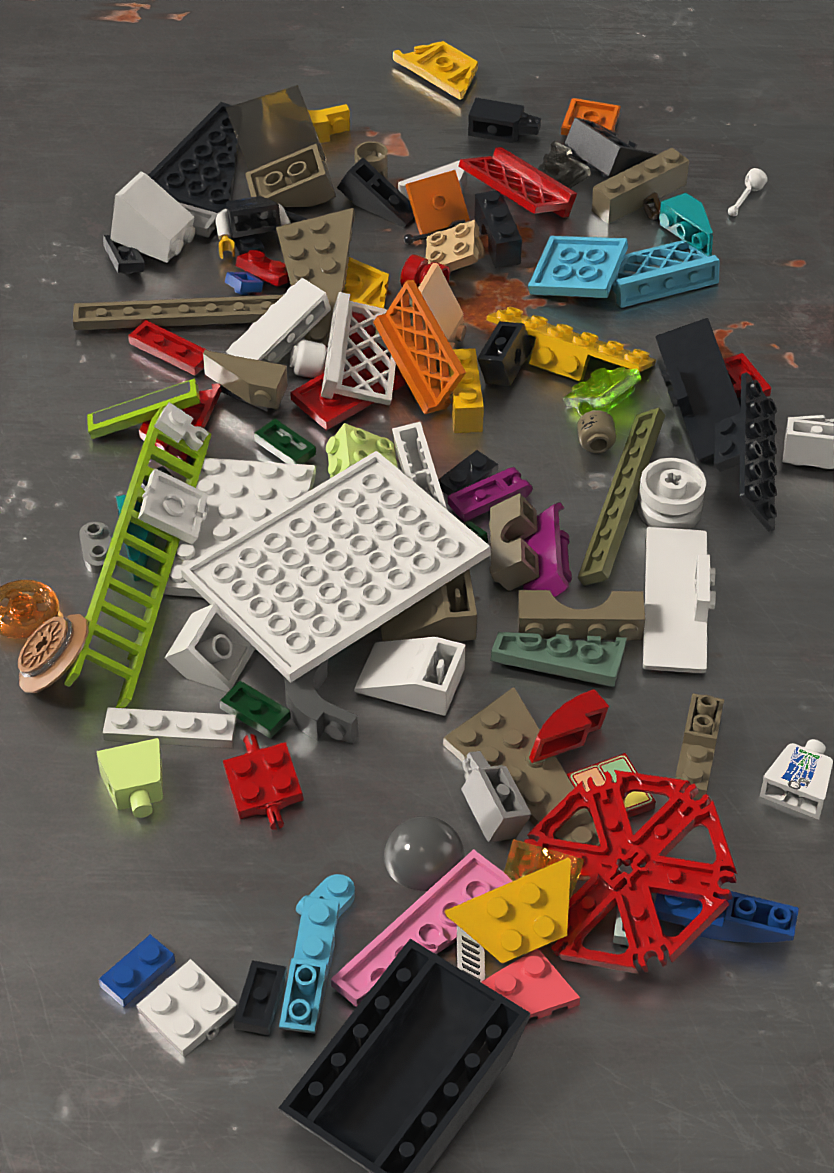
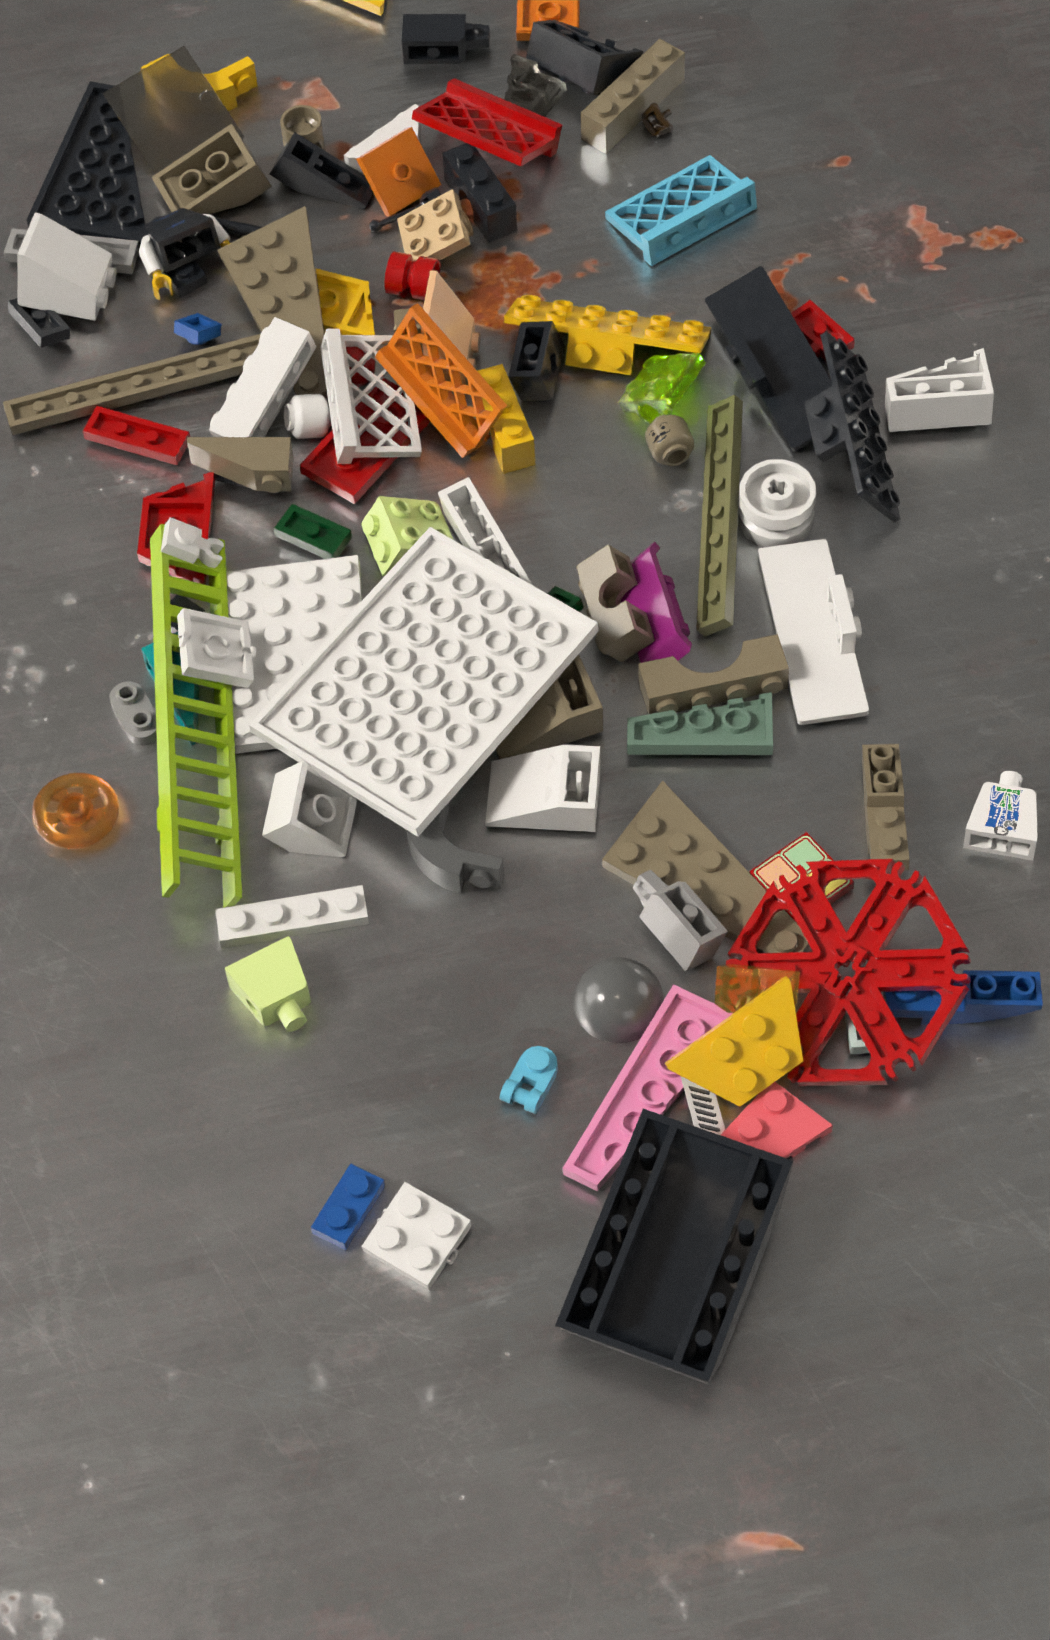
camera: 10 degrees left, 10 degrees up
(51, 651) = (134, 860): medium nougat piece -> none
(141, 408) = (133, 526): tile -> none
(255, 709) = (382, 873): dark green plate -> none
(260, 997) = (492, 1205): black plate -> none
(263, 267) = (214, 303): red plate -> none
(263, 781) = (417, 956): red plate -> none
(310, 965) = (536, 1158): medium azure slope -> none
(468, 472) = (536, 526): black plate -> none
(486, 493) = (567, 546): magenta plate -> none
(570, 725) = (740, 815): red slope -> none
(578, 266) = (589, 224): medium azure plate -> none
(688, 221) = (702, 133): teal slope -> none
(754, 181) = (765, 60): white hinge -> none

